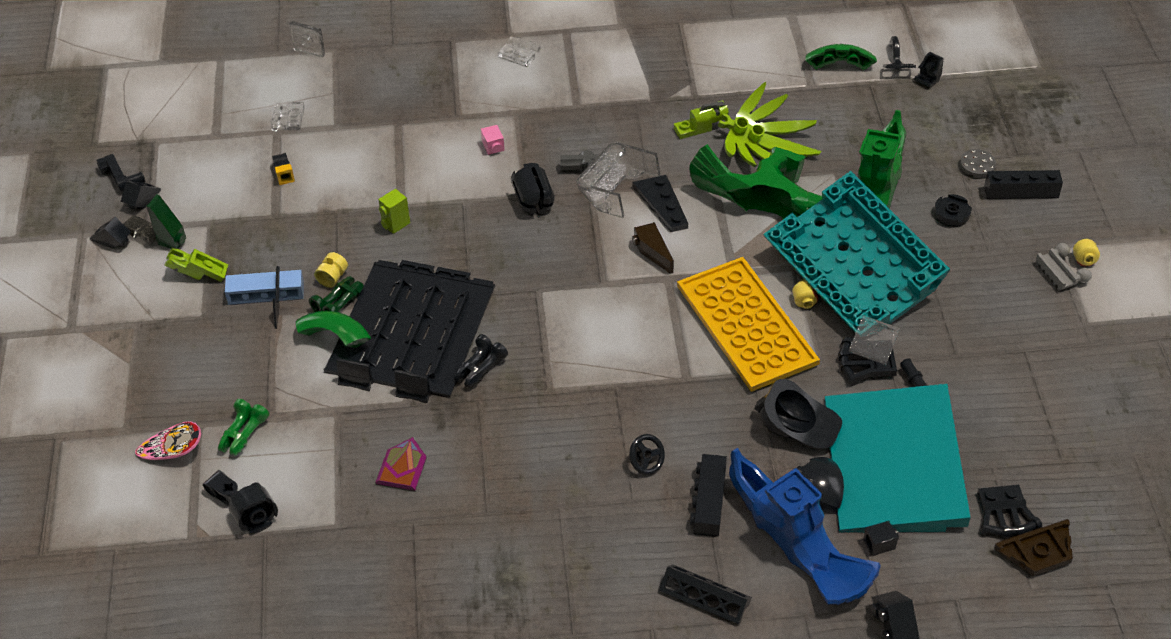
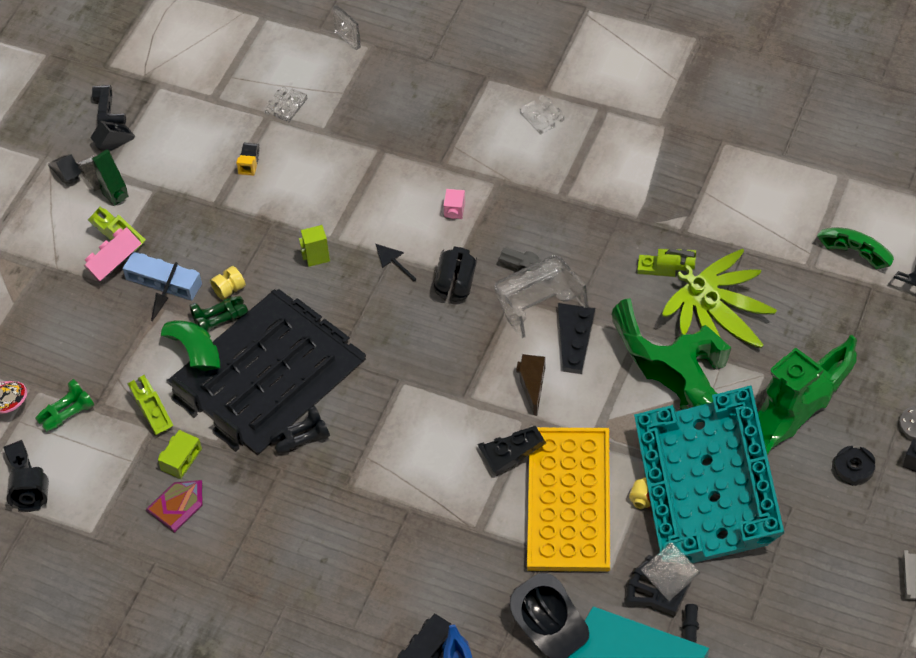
camera: 30 degrees right, 5 degrees up
(206, 284) = (111, 253): none -> bright pink brick
(325, 392) = (150, 404): none -> lime plate
(379, 423) = (179, 454): none -> lime brick
(459, 201) = (390, 255): none -> black piece
(642, 454) = (393, 591): black piece -> none
(674, 304) = (508, 451): none -> black wing

